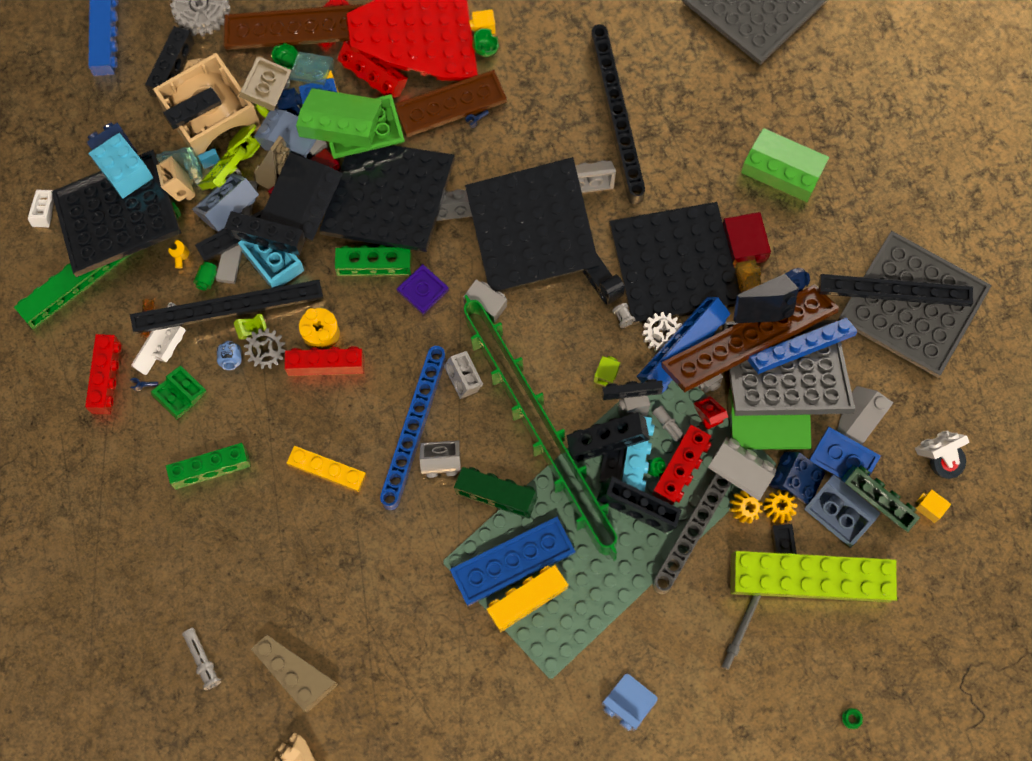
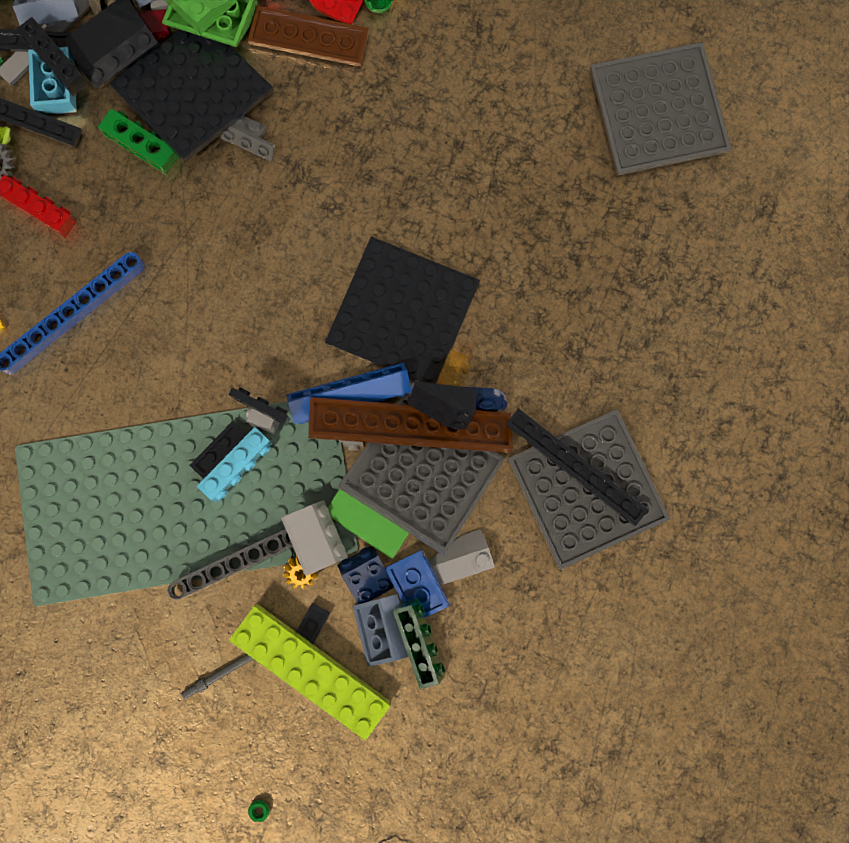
camera: 30 degrees right, 10 degrees up
(315, 320) = (49, 173): yellow brick -> none
(423, 289) = (165, 194): dark purple tile -> none
(440, 458) = (71, 355): light grey brick -> none
(463, 374) = (141, 294): light grey brick -> none
(475, 307) = (169, 314): green piece -> none
(476, 118) = (321, 65): dark blue hand -> none
(492, 301) = (209, 239): light grey brick -> none
(496, 492) = (95, 417): dark green brick -> none
(512, 561) = (68, 485): blue plate -> none
(527, 598) = (55, 526): yellow brick -> none
(532, 225) = (293, 196): black plate -> none
(596, 176) = (376, 181): light grey slope -> none
(607, 286) = (324, 275): black beam -> none
(607, 371) = (269, 372): lime brick -> none
(617, 120) = (451, 130): black beam -> none
(623, 315) = (320, 331): light grey bush -> none
(629, 702) = (80, 670): medium blue bracket -> none
(635, 434) = (218, 432): black brick -> none
(639, 505) = (201, 510): black brick -> none
(654, 333) = (334, 364): white gear -> none
(657, 467) = (247, 486): green plate -> none
(668, 423) = (286, 454): light grey axle -> none
(681, 465) = (269, 499): red brick -> none
(710, 412) = (329, 467): red slope -> none
(747, 238) = (479, 332): dark red brick -> none
(784, 164) = (568, 284): bright green slope -> none
(784, 514) = (331, 598): yellow gear -> none
(802, 345) = (451, 463): blue plate -> none
(932, 505) = (464, 678): yellow brick -> none
(945, 453) = (509, 641): white plate -> none

